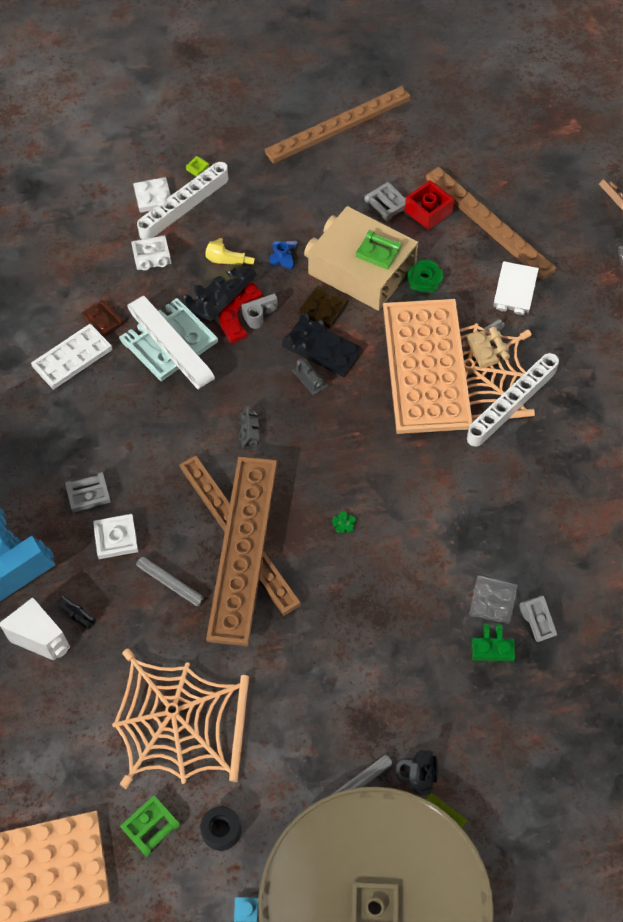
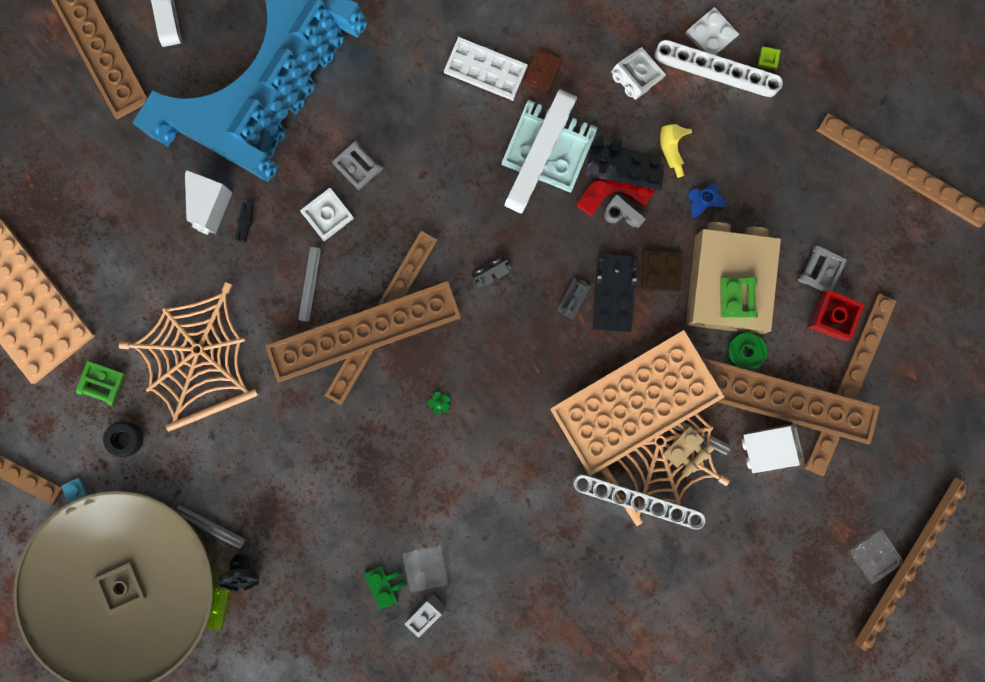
camera: 60 degrees right, 25 degrees up
(486, 257) = (794, 402): none -> medium nougat plate

